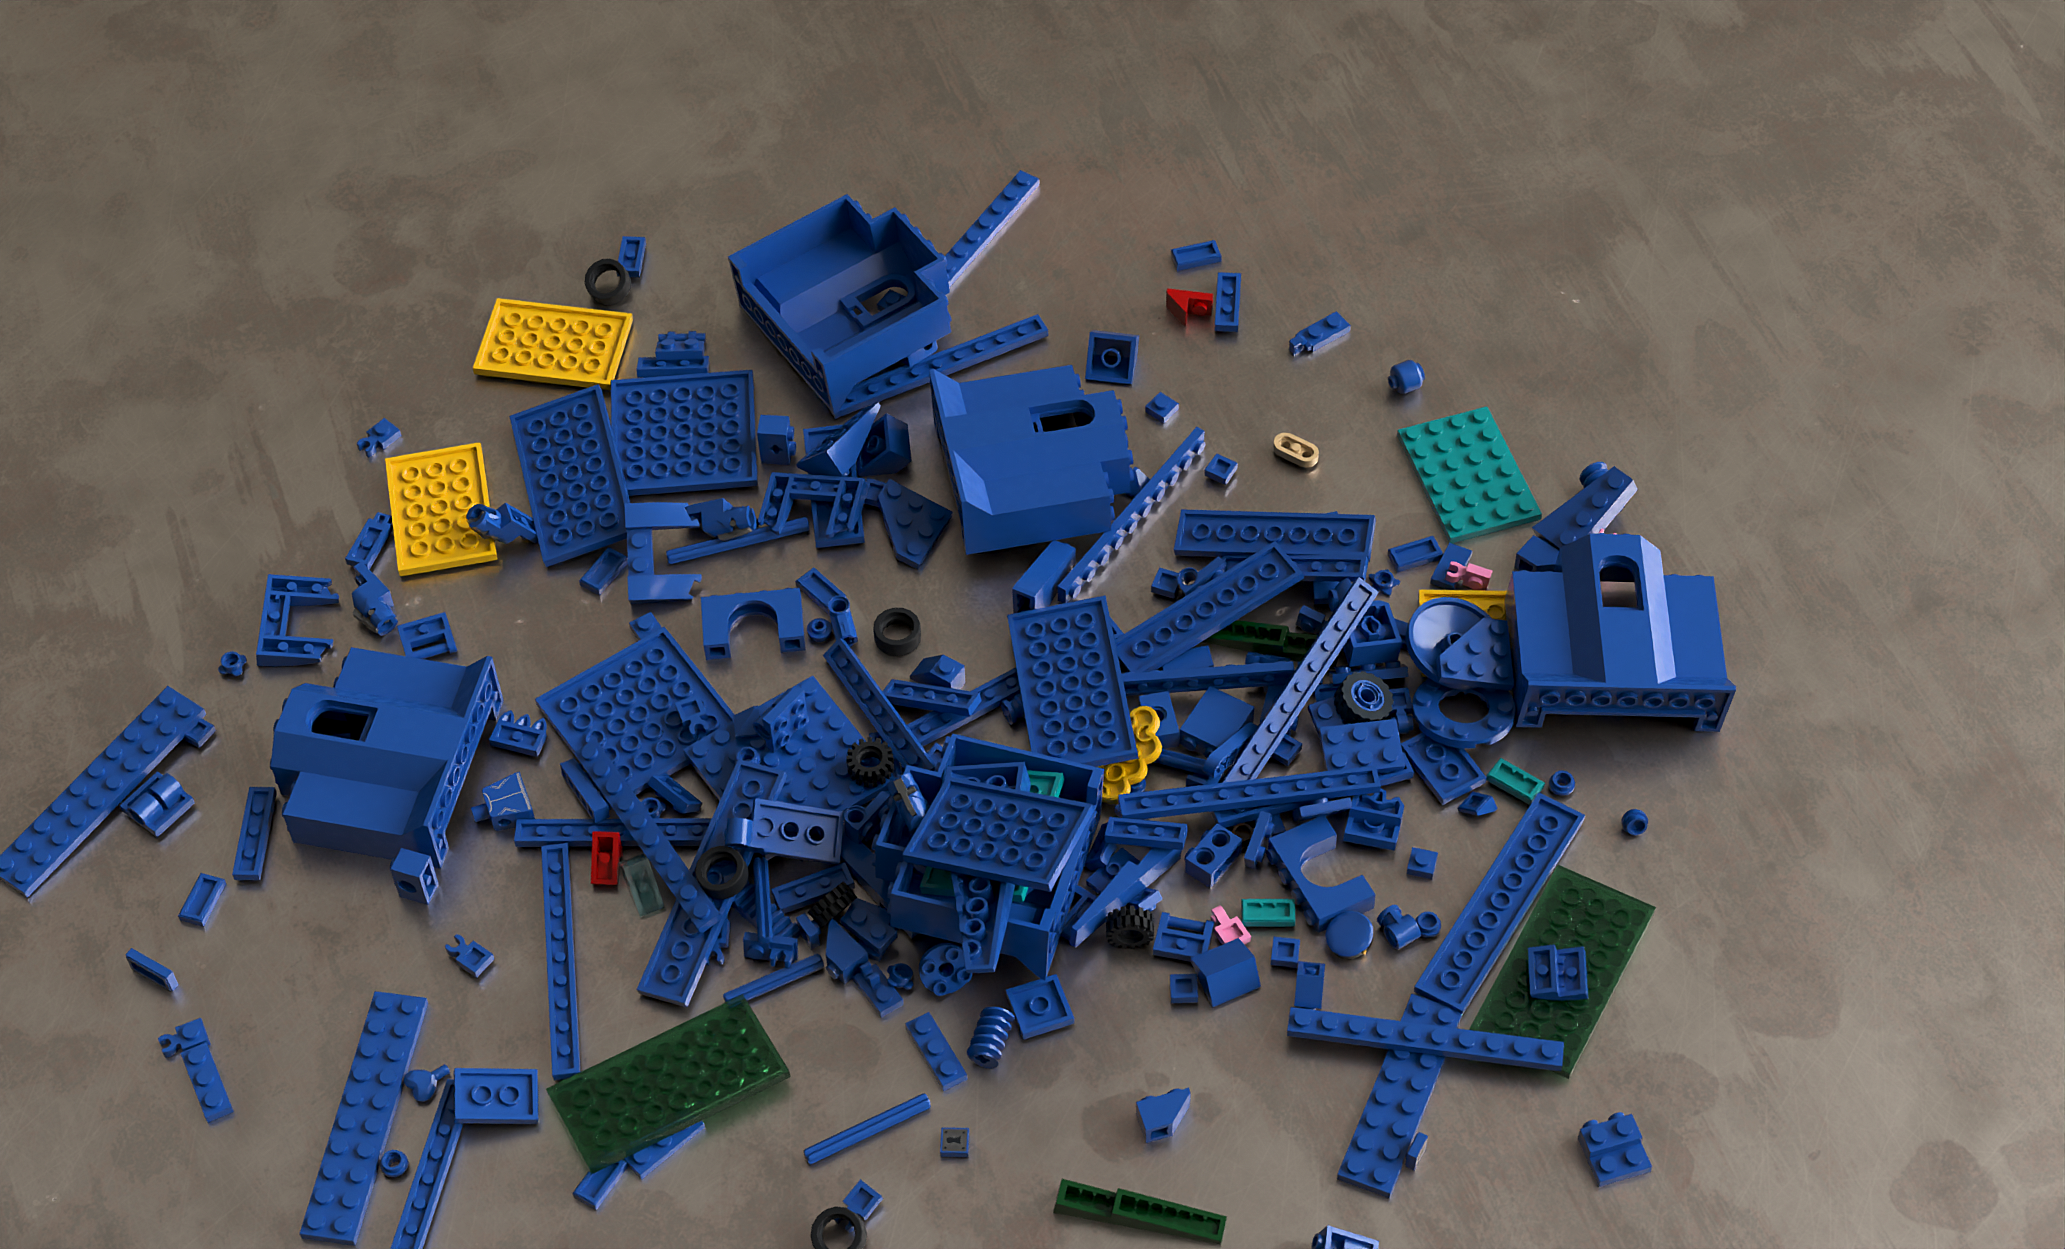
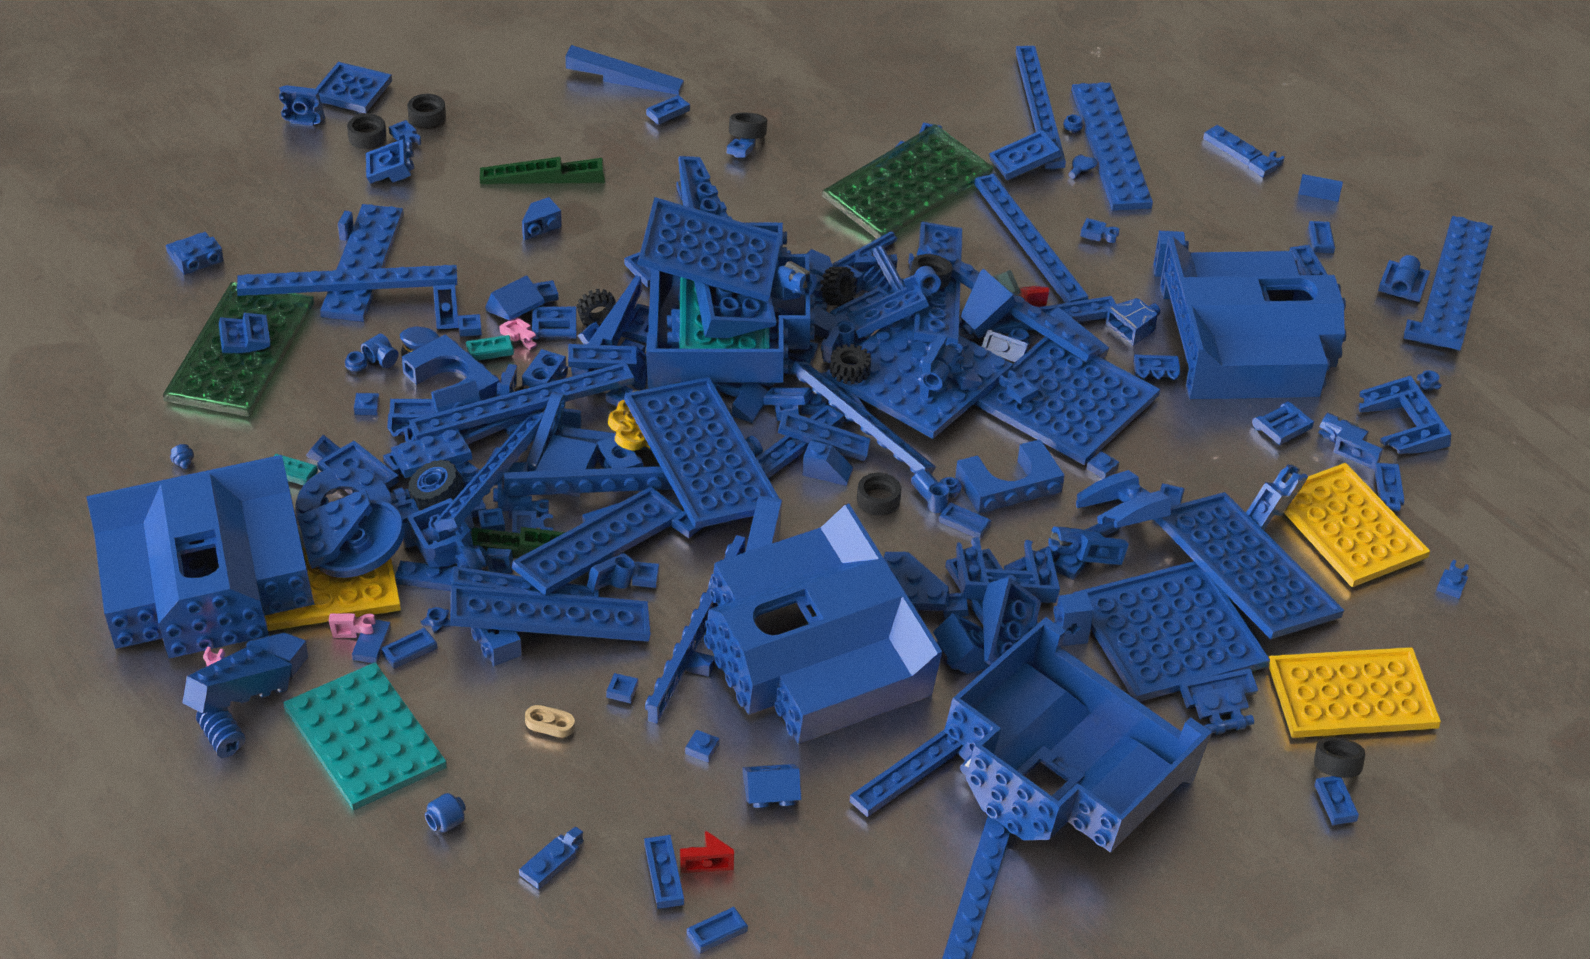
camera: 160 degrees right, 10 degrees down
(678, 814) = (985, 305): none -> blue slope
(867, 1128) = (757, 184): blue axle -> none
(1499, 903) = (294, 385): blue plate -> none

